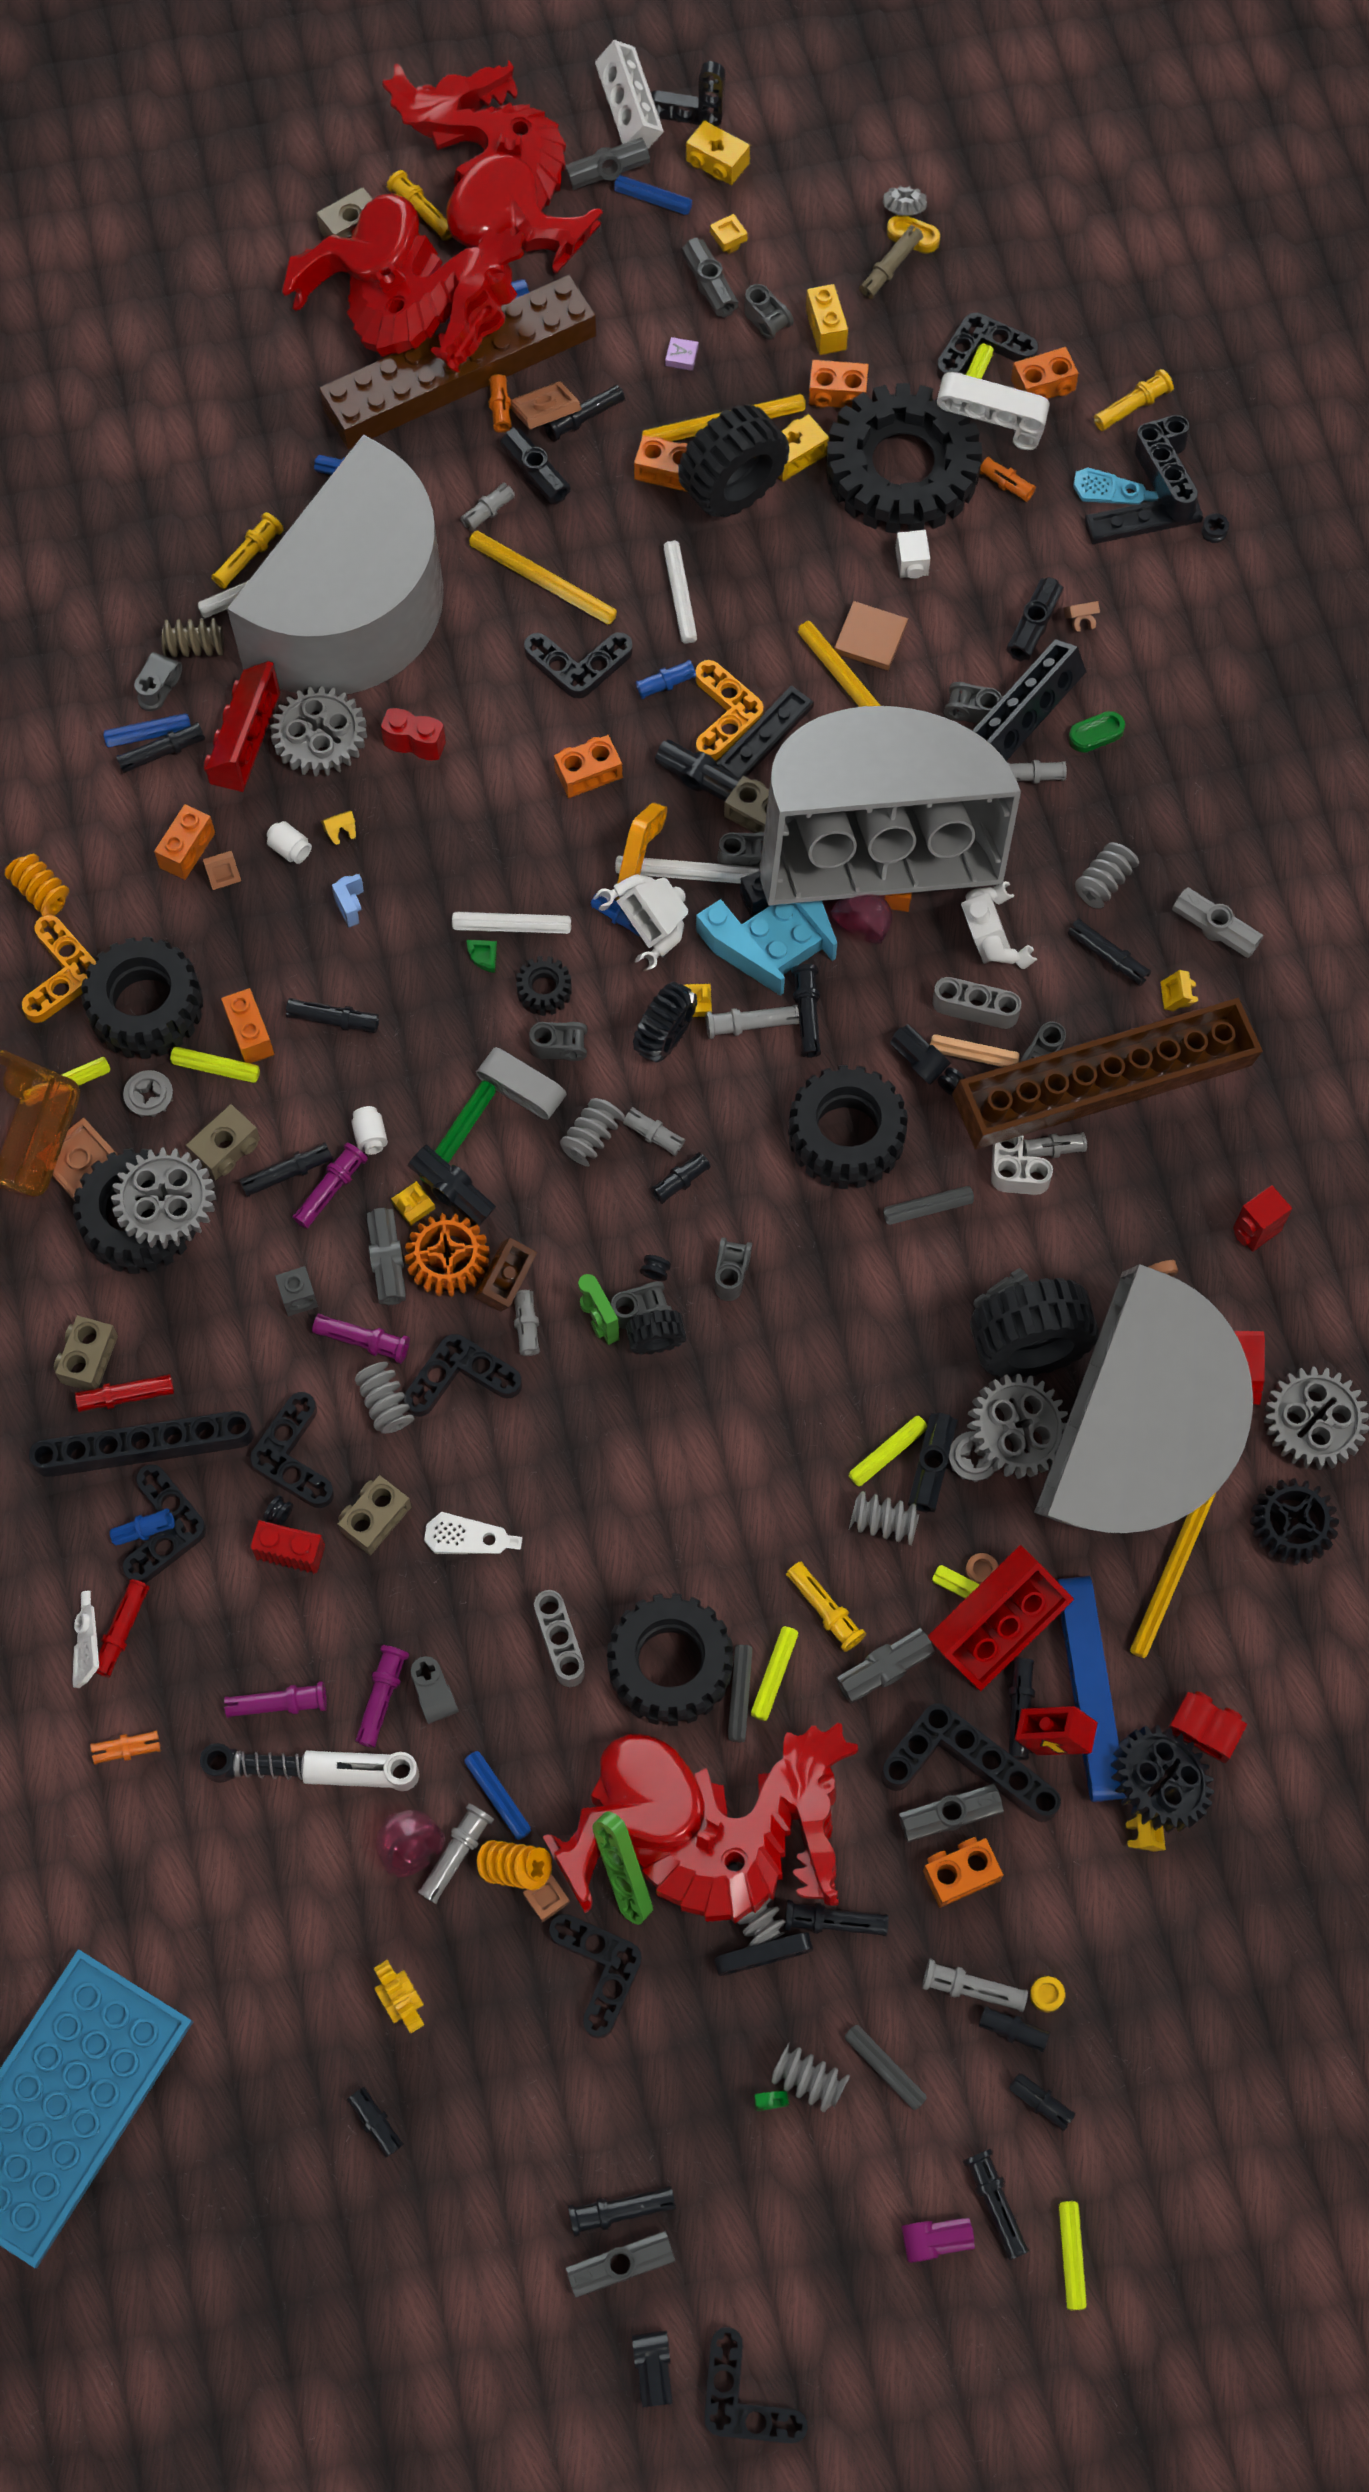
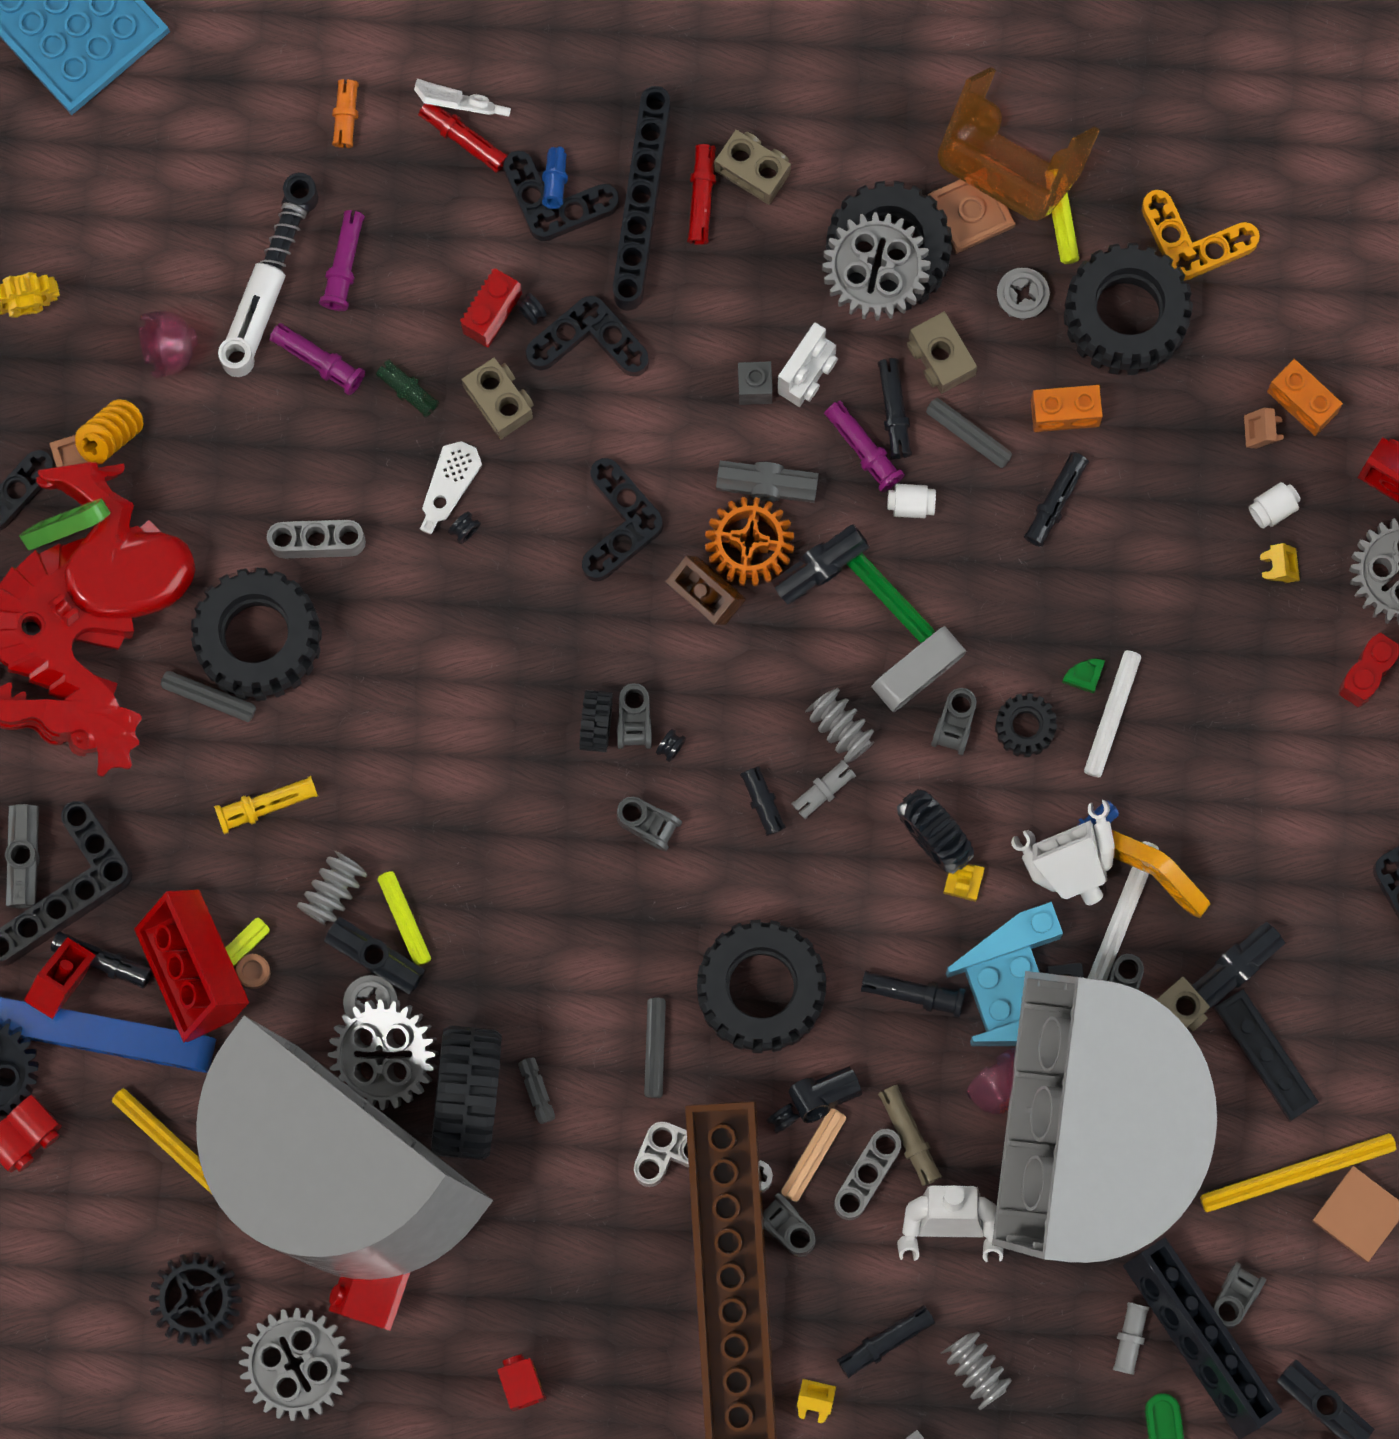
camera: 110 degrees right, 10 degrees up
(37, 884) = (1296, 235): light orange piece -> none
(215, 1064) = (1036, 367): neon yellow axle -> none
(267, 1248) = (809, 361): none -> white plate
(291, 1103) = (969, 432): none -> dark grey axle
(345, 897) = (1182, 547): light blue bracket -> none
(374, 1340) = (680, 447): magenta pin -> none
(381, 1398) = (612, 438): light grey piece -> none
(386, 1603) = (407, 388): none -> clear green pin
(413, 1203) = (819, 525): yellow tile -> none
(433, 1694) = (300, 407): dark grey piece -> none
(463, 1839) = (153, 396): light grey pin -> none
(497, 1795) = (186, 440): blue axle -> none
(507, 1507) = (464, 527): none -> black bush
(526, 1323) = (653, 601): light grey pin -> none
(591, 772) = (1269, 847): orange brick -> none
(596, 1303) = (640, 671): bright green plate -> none
(665, 679) = (1365, 965): blue pin -> none
(735, 709) = (1299, 1028): light orange beam -> none
(737, 1021) = (923, 913): light grey pin -> none
(774, 1673) = (216, 735): neon yellow axle -> none
(885, 1665) = (186, 841): dark grey piece -> none
(927, 982) = (910, 1136): none -> dark tan pin
(1037, 1147) = (678, 1202): light grey pin -> none
(1168, 1267) = (504, 1263): nougat tile -> none

